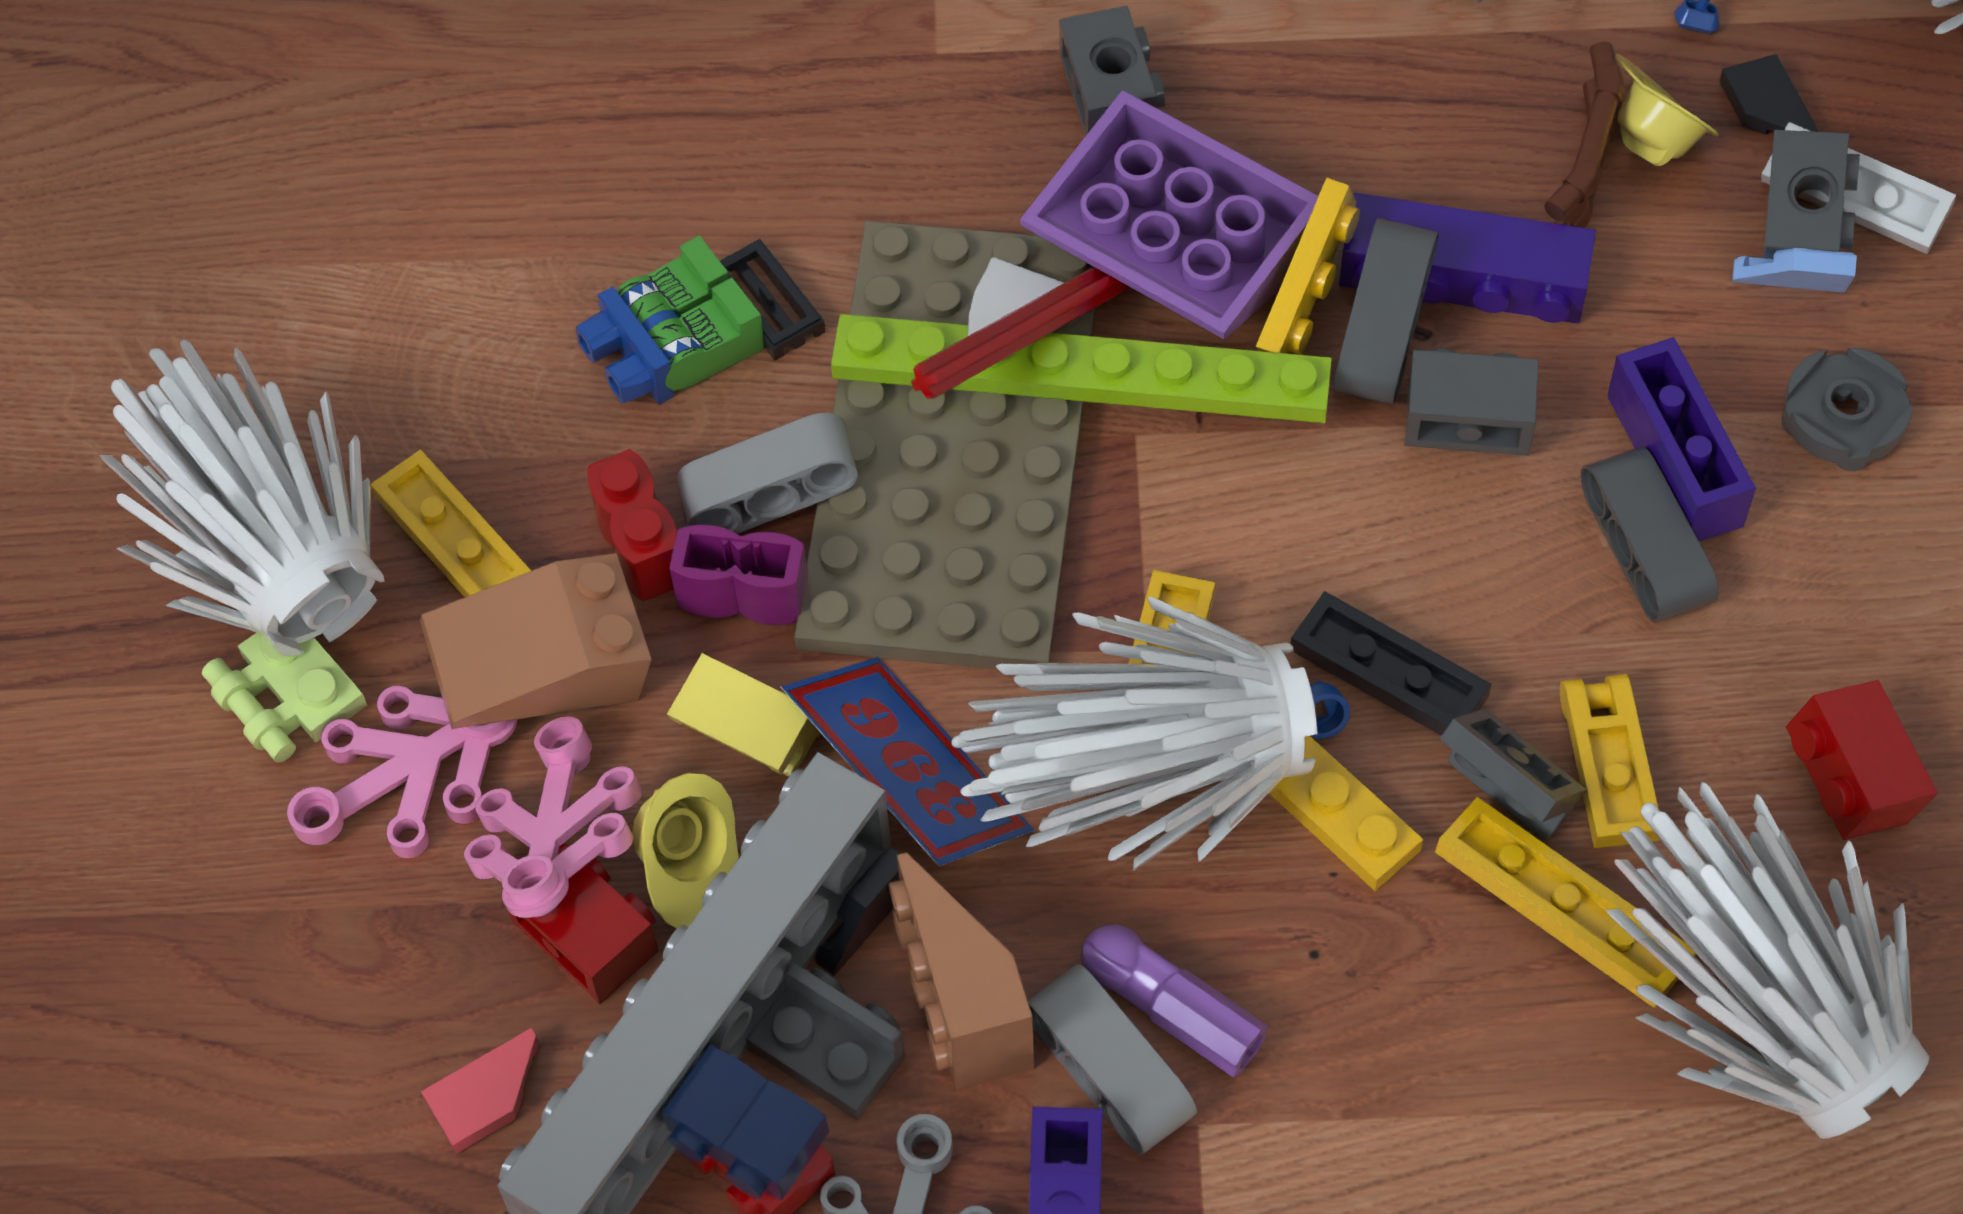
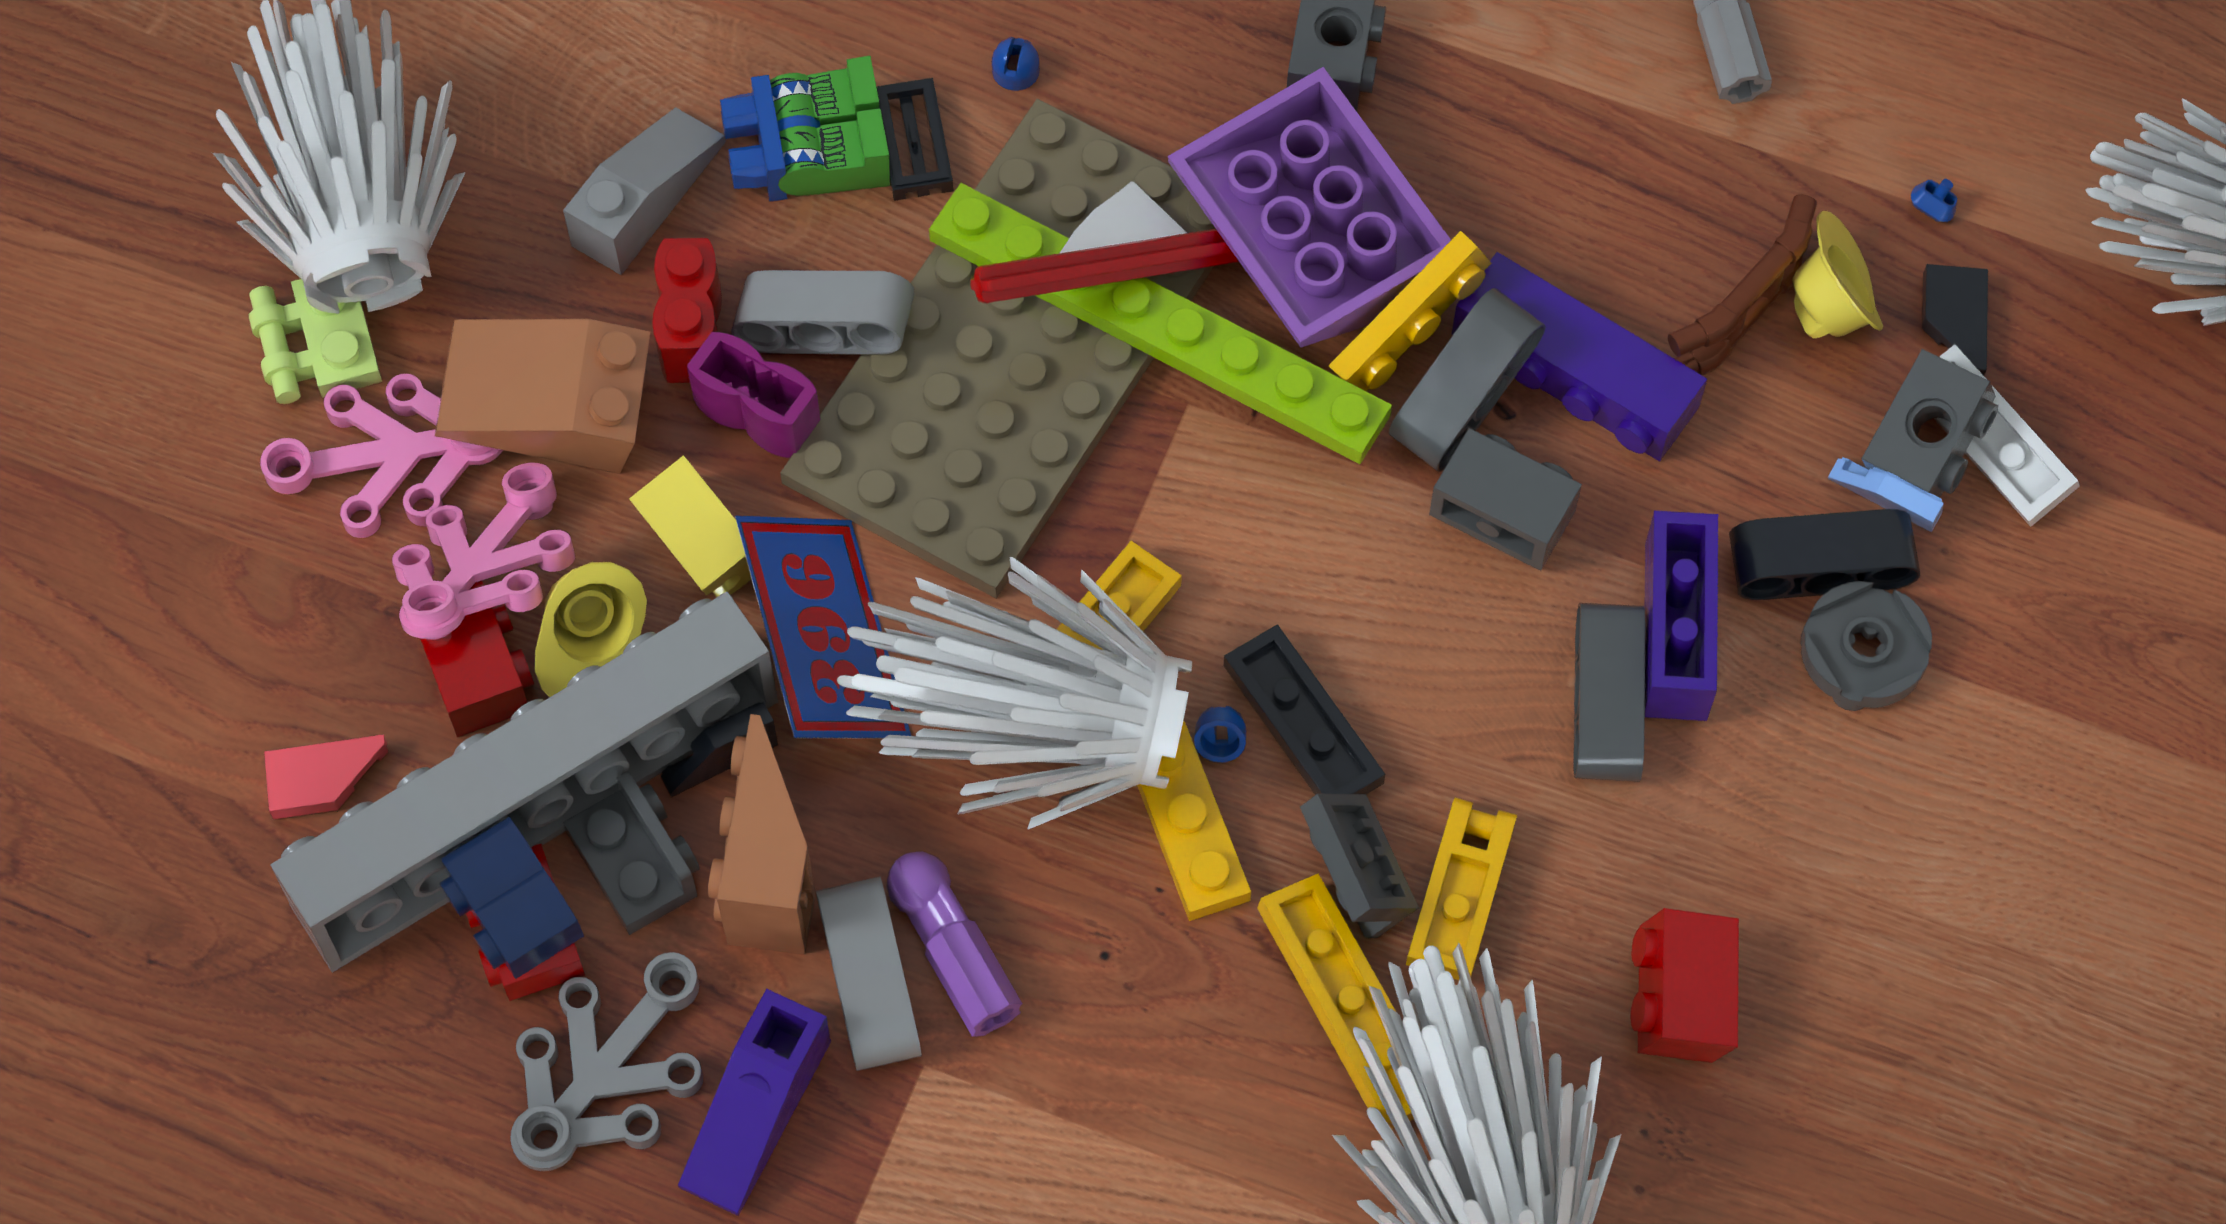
camera: 20 degrees right, 5 degrees up
(446, 526) = (522, 244): yellow plate -> none
(534, 438) = (639, 188): none -> light grey slope
(830, 214) = (1027, 67): none -> blue hinge
(1770, 342) = (1822, 552): none -> black beam

